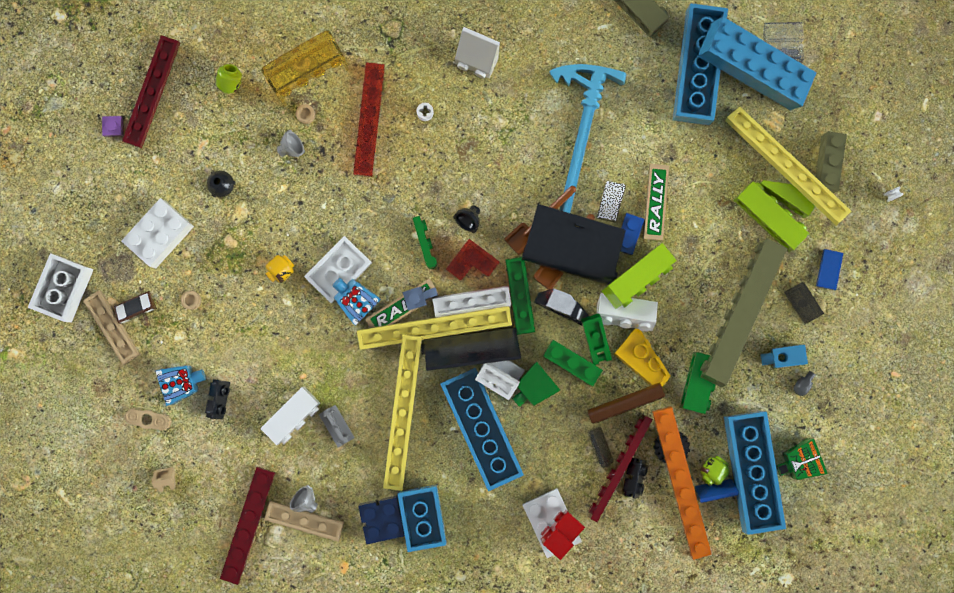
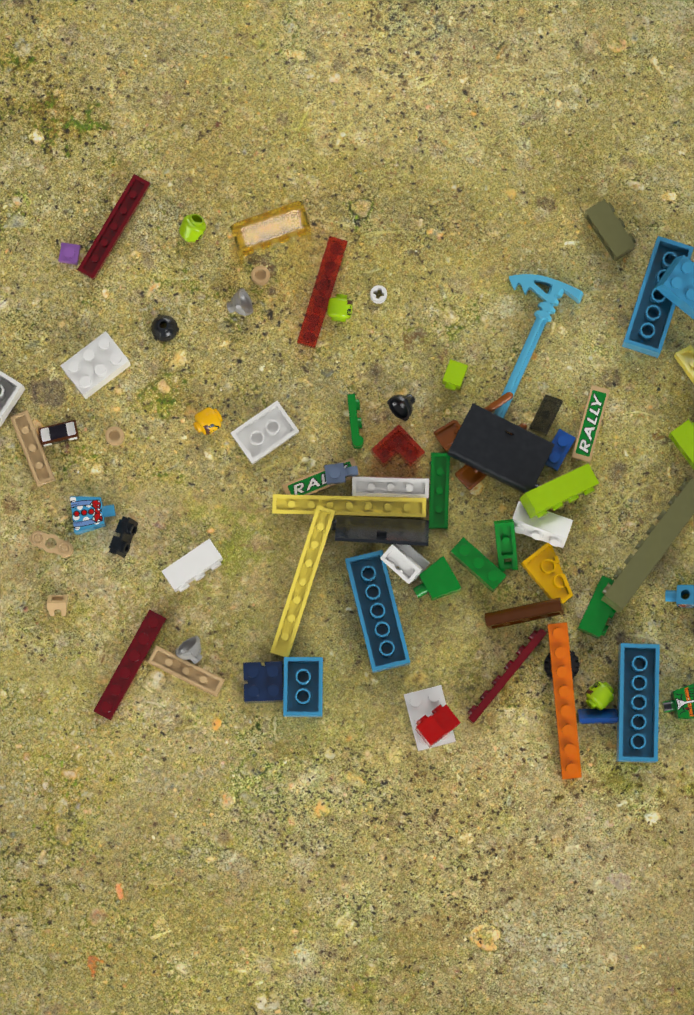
camera: 15 degrees right, 5 degrees down
(336, 426) = (235, 584): light grey hinge -> none
(354, 299) = (275, 463): torso -> none
(389, 132) = (340, 308): none -> lime head
(477, 53) = (439, 247): white slope -> none
(514, 178) = (454, 375): none -> lime brick
(561, 304) = (478, 505): connector -> none
(600, 446) = (491, 652): clear smoke slope -> none
(638, 471) = (524, 681): black hinge -> none

